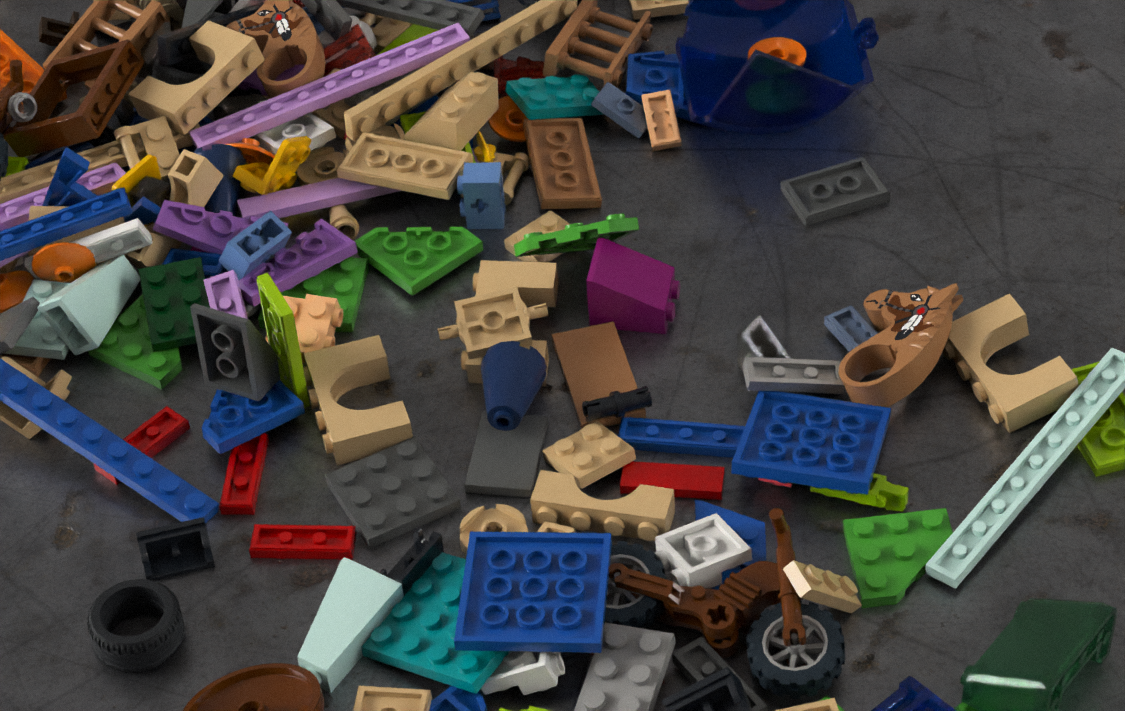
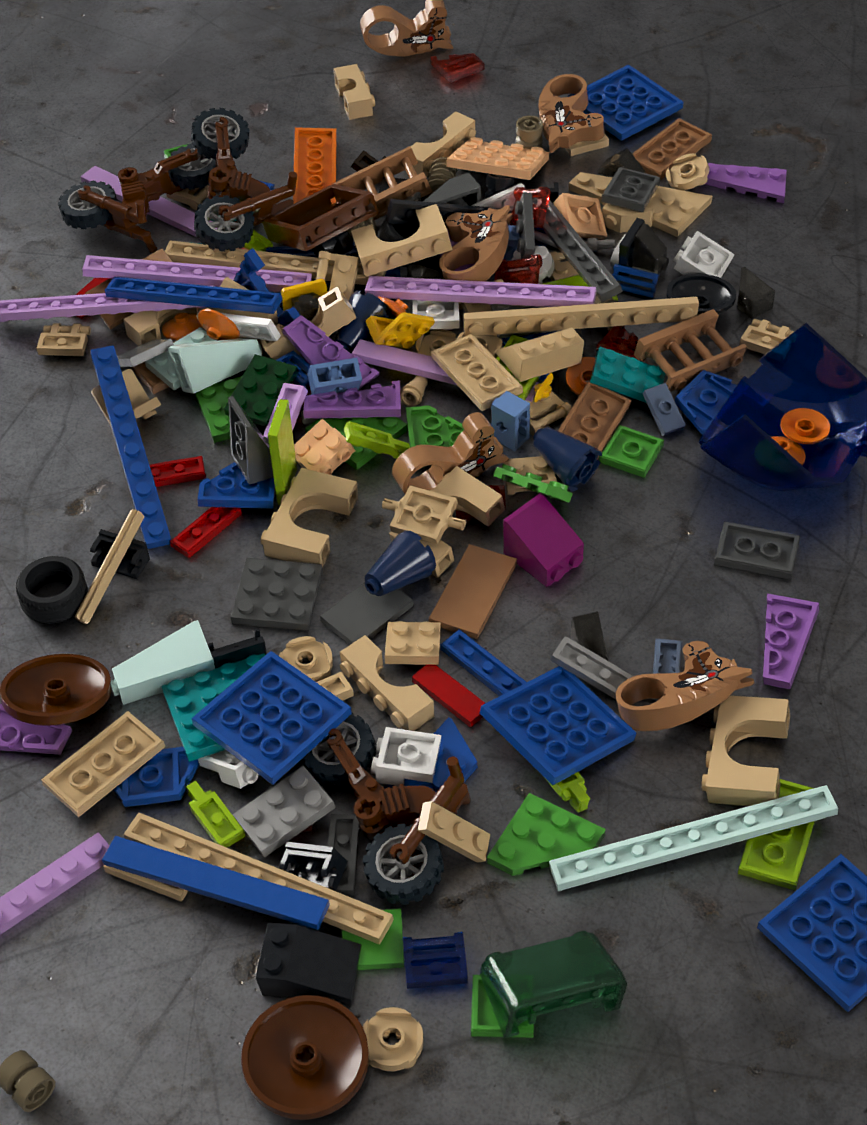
camera: 35 degrees right, 5 degrees up
(30, 107) = (281, 213): light grey plate -> none
(184, 564) = (109, 566): none -> tan axle
(303, 541) = (196, 594): red tile -> none
(357, 286) = (374, 439): none -> lime hinge
(449, 273) = (473, 452): none -> medium nougat animal
(573, 196) = (567, 457): none -> dark blue cone
(617, 404) = (458, 618): black pin -> none
(625, 166) = (631, 451): none -> bright green tile
(661, 120) = (682, 430): light nougat plate -> none
(940, 249) = (786, 636): none -> medium lavender wing

